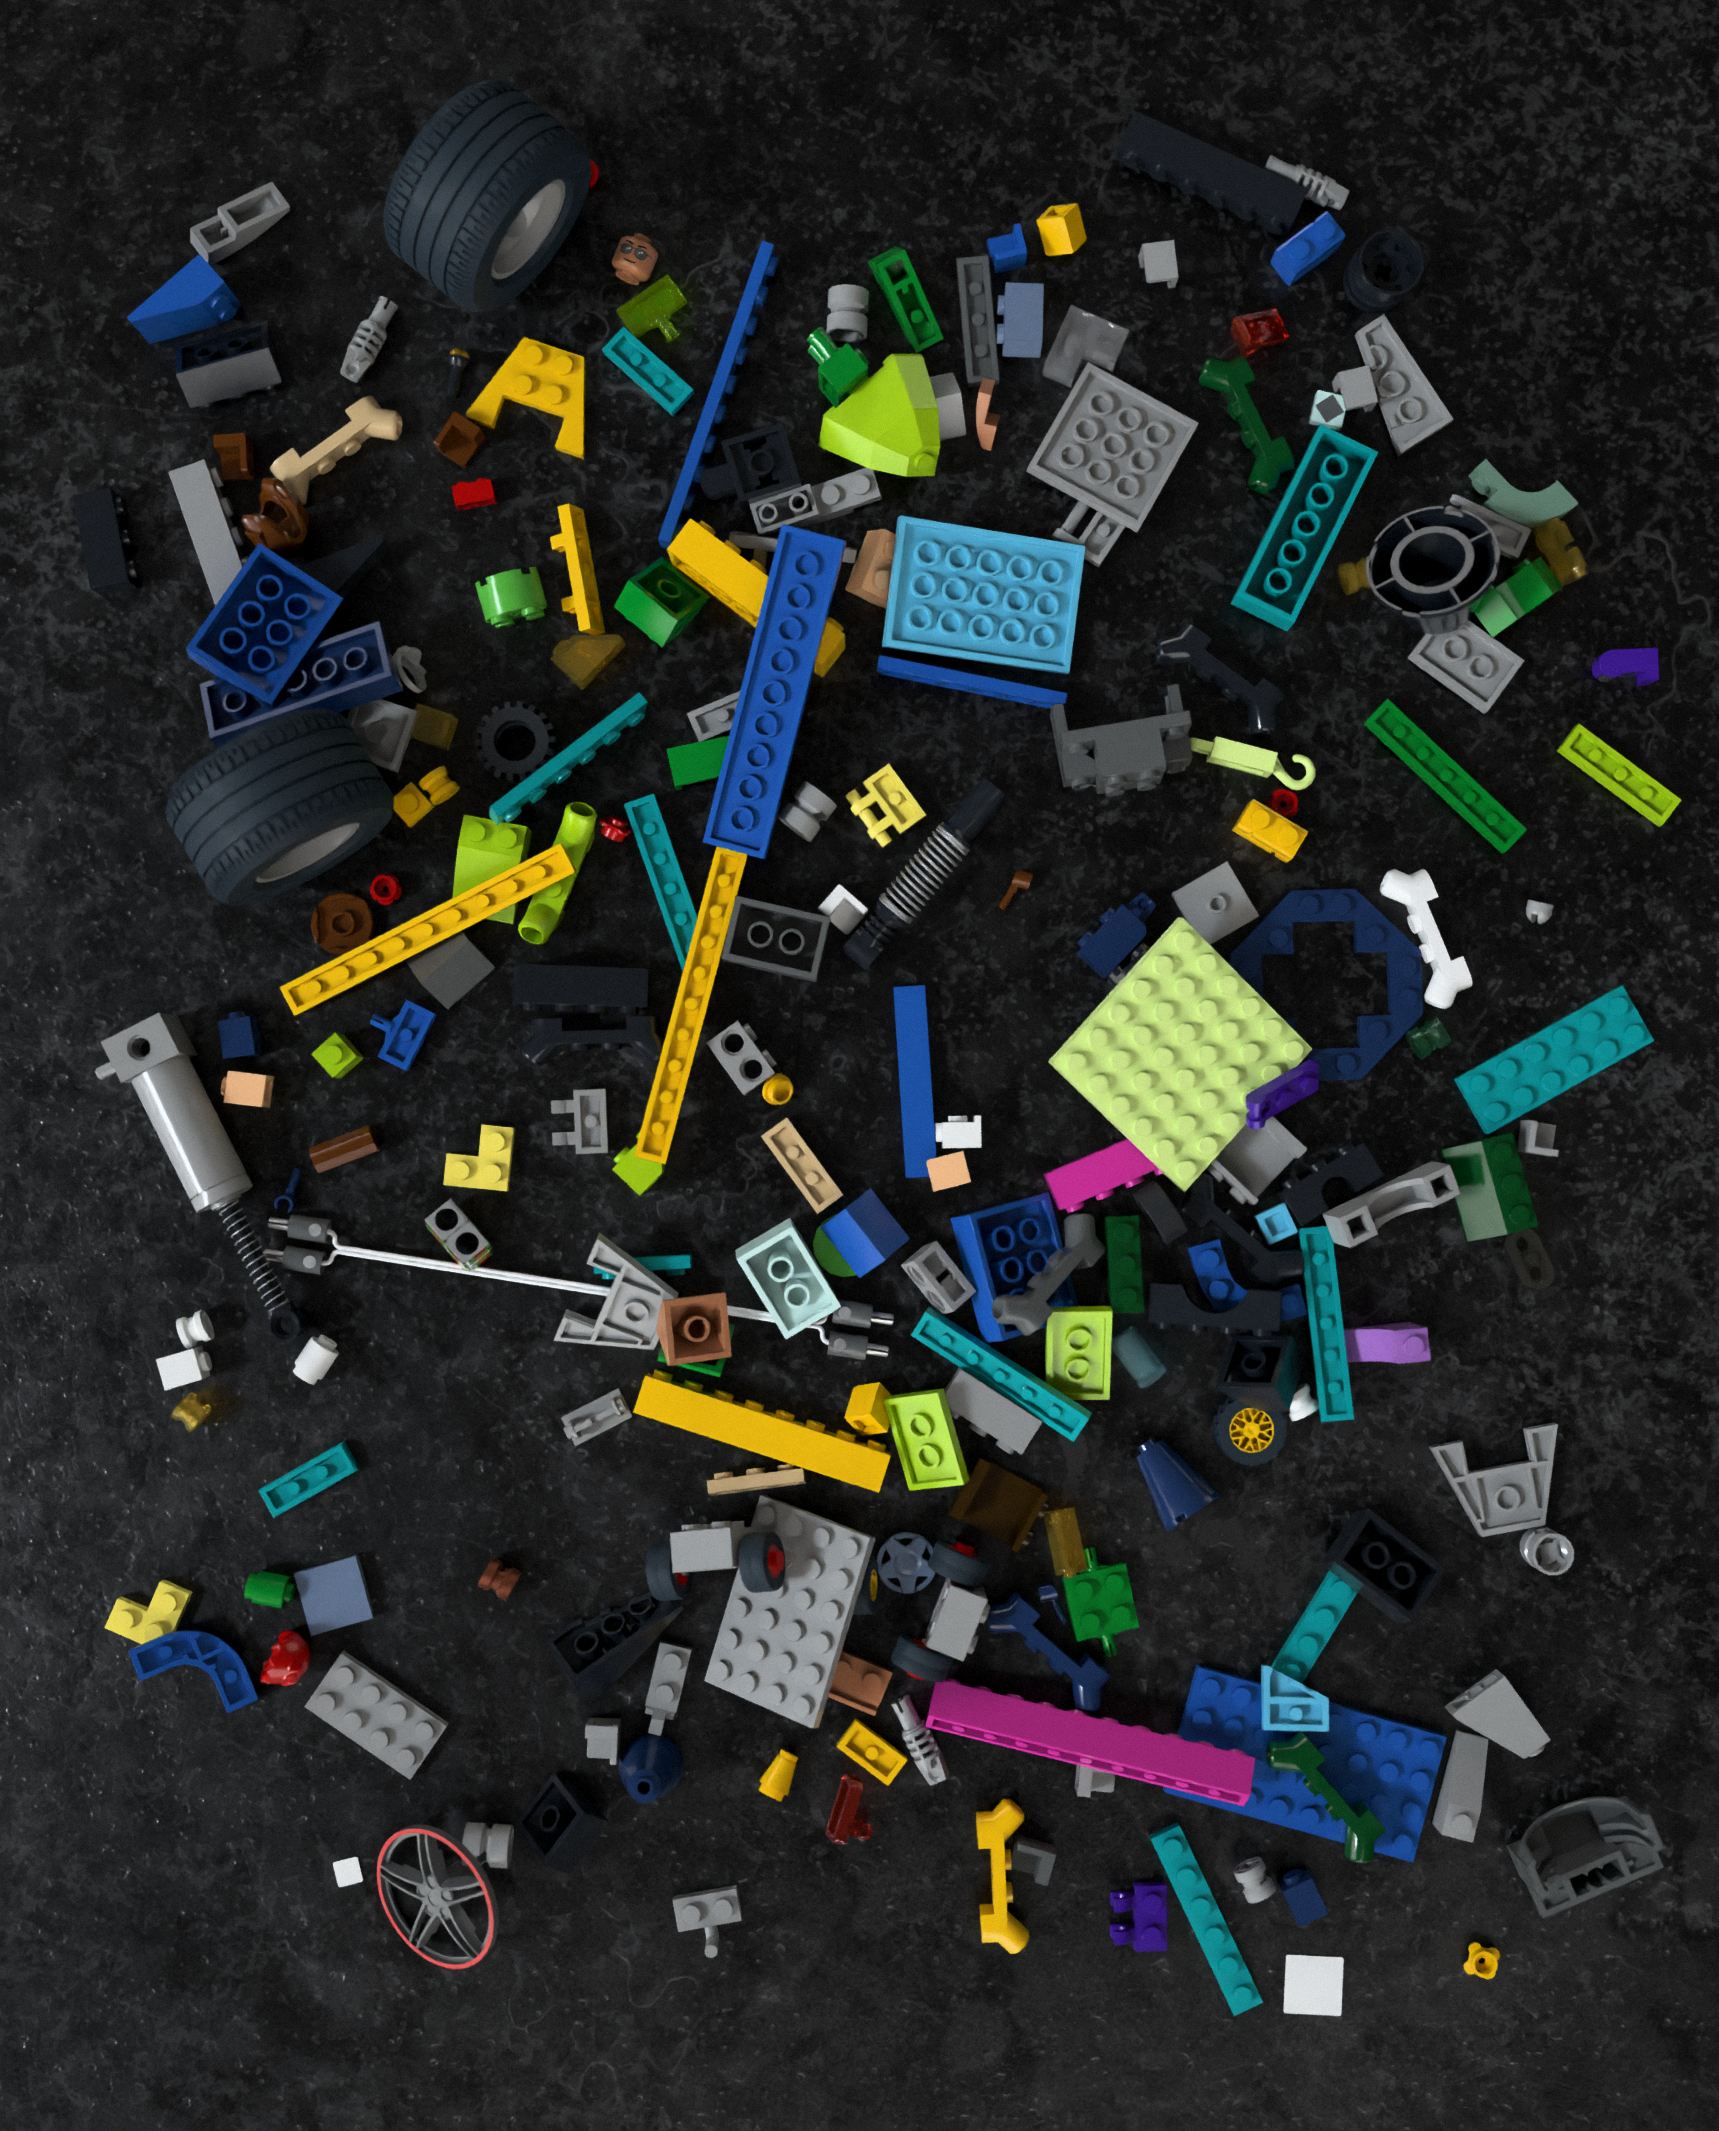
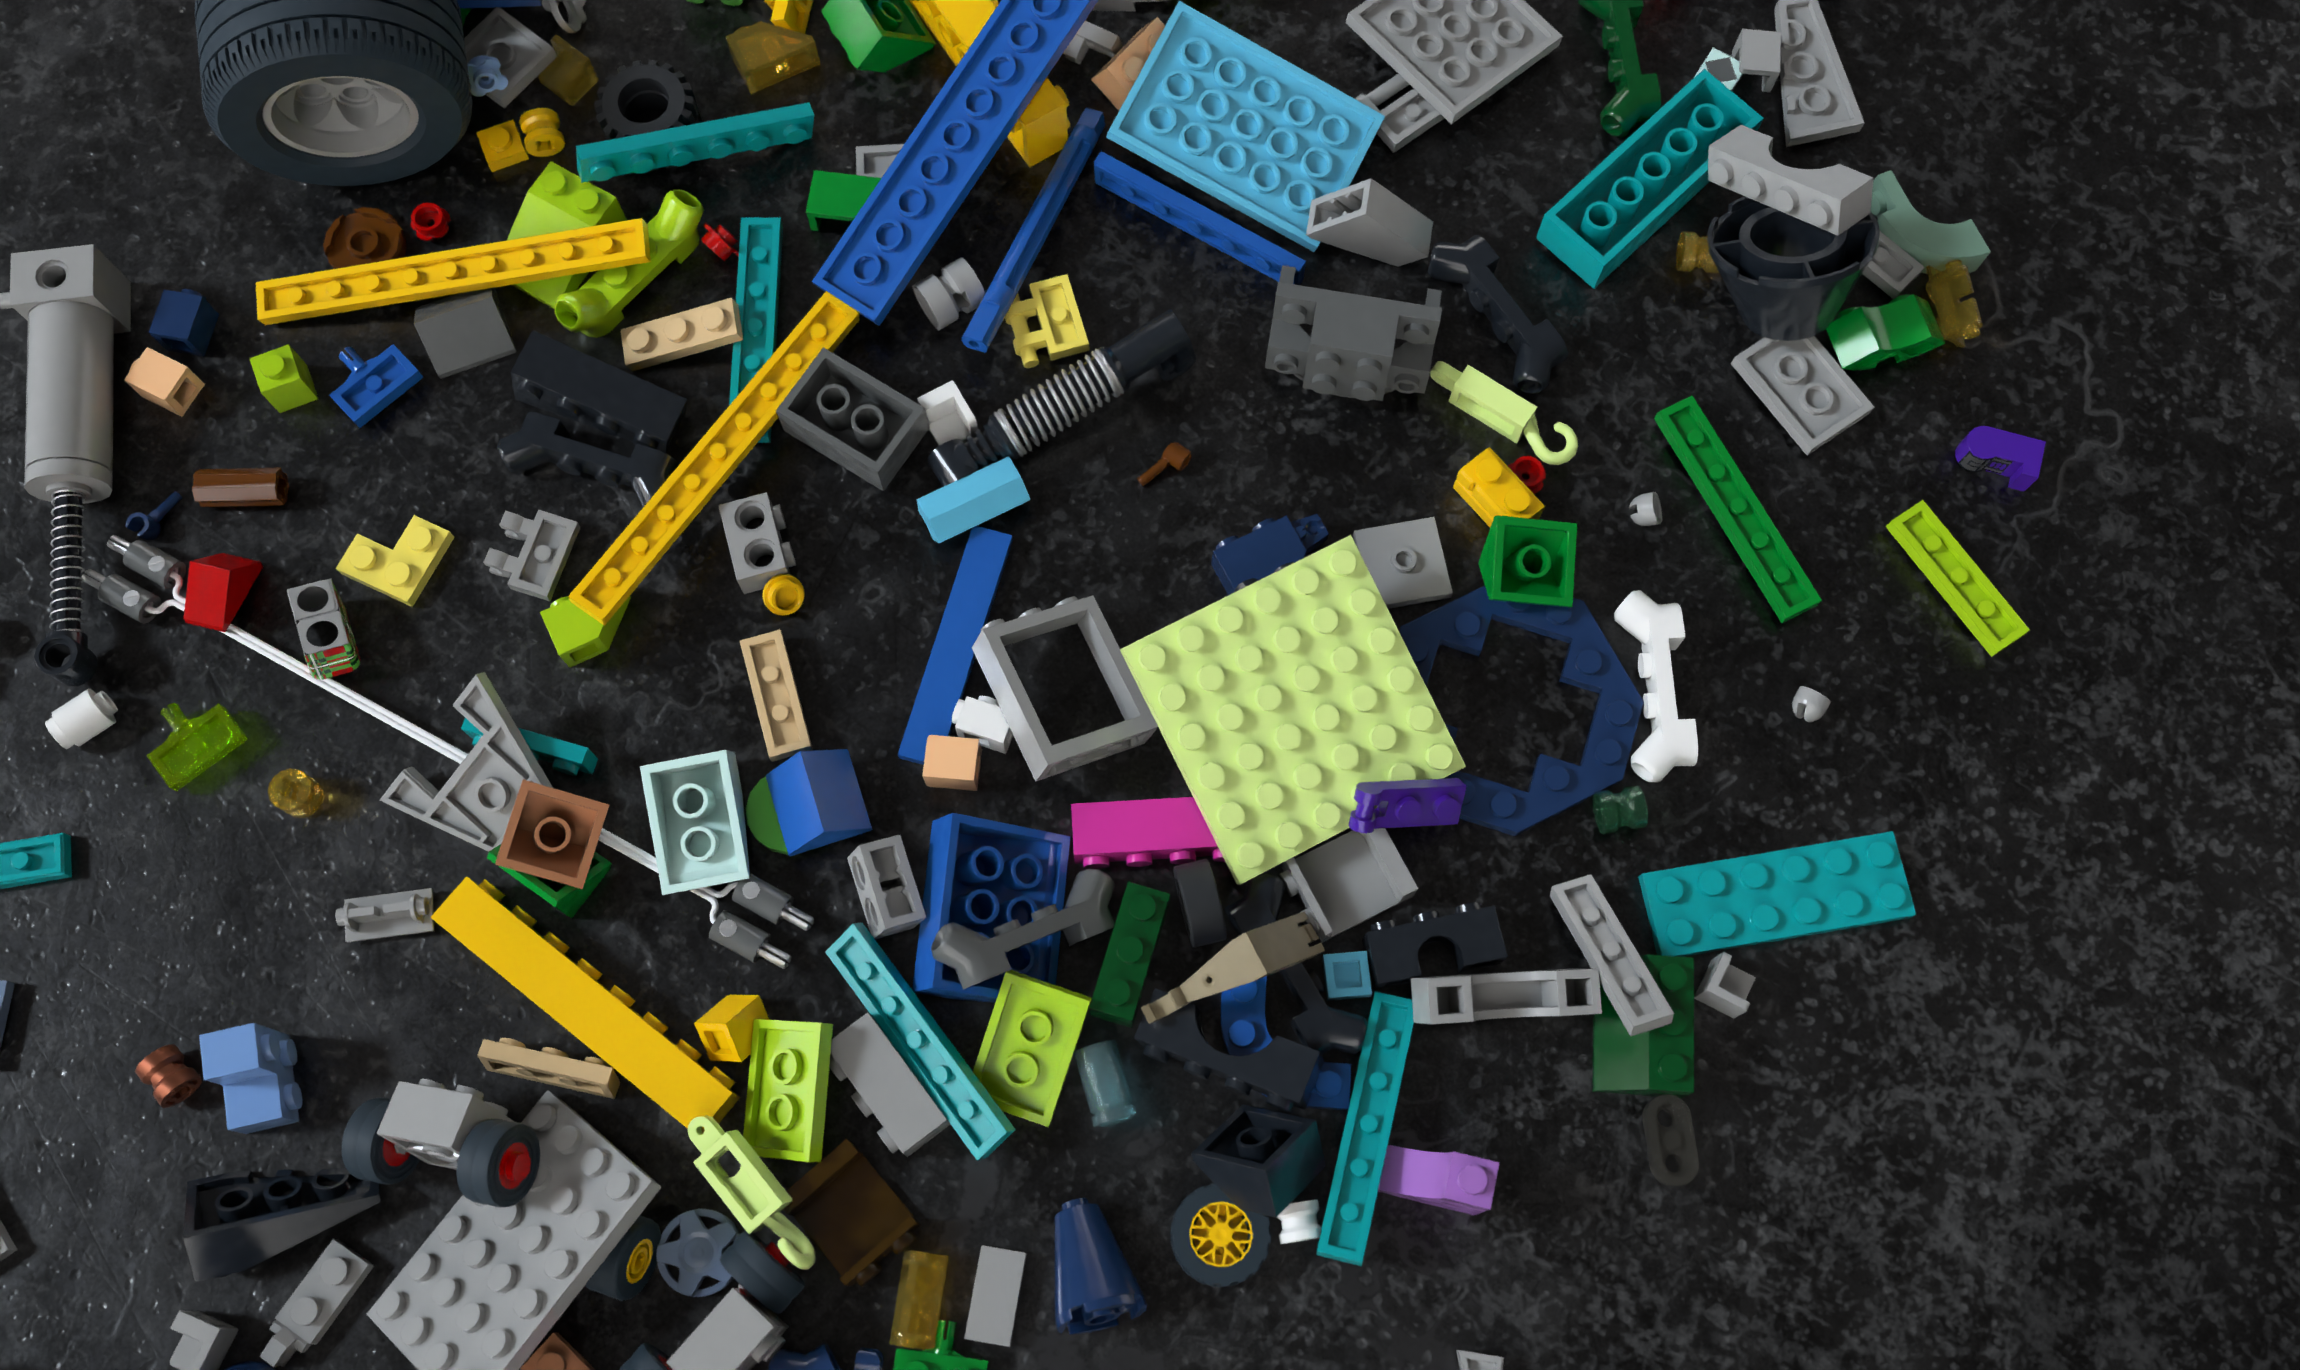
camera: 20 degrees right, 15 degrees down
(368, 1231) = (218, 589): none -> red slope
(381, 756) = (485, 66): none -> light blue plate
(404, 1347) = (194, 744): none -> clear neon green plate
(497, 1352) = (306, 795): none -> clear yellow wheel
(561, 1560) = (255, 1076): none -> medium blue brick
(618, 914) = (681, 334): none -> tan plate
(851, 736) = (1034, 232): none -> blue piece
(888, 971) = (972, 500): none -> medium azure piece
(933, 1516) = (753, 1192): none -> yellowish green piece
(980, 1117) = (1041, 756): none -> light grey window
(1105, 645) = (1370, 223): none -> light grey slope
(1114, 1520) = (995, 1296): none -> light grey tile
(1214, 1254) = (1242, 962): none -> dark tan hinge
(1310, 879) = (1529, 561): none -> green slope
(1381, 800) = (1648, 509): none -> light grey hinge
(1449, 524) = (1823, 197): none -> light grey arch
(1454, 1149) = (1612, 952): none -> light grey plate

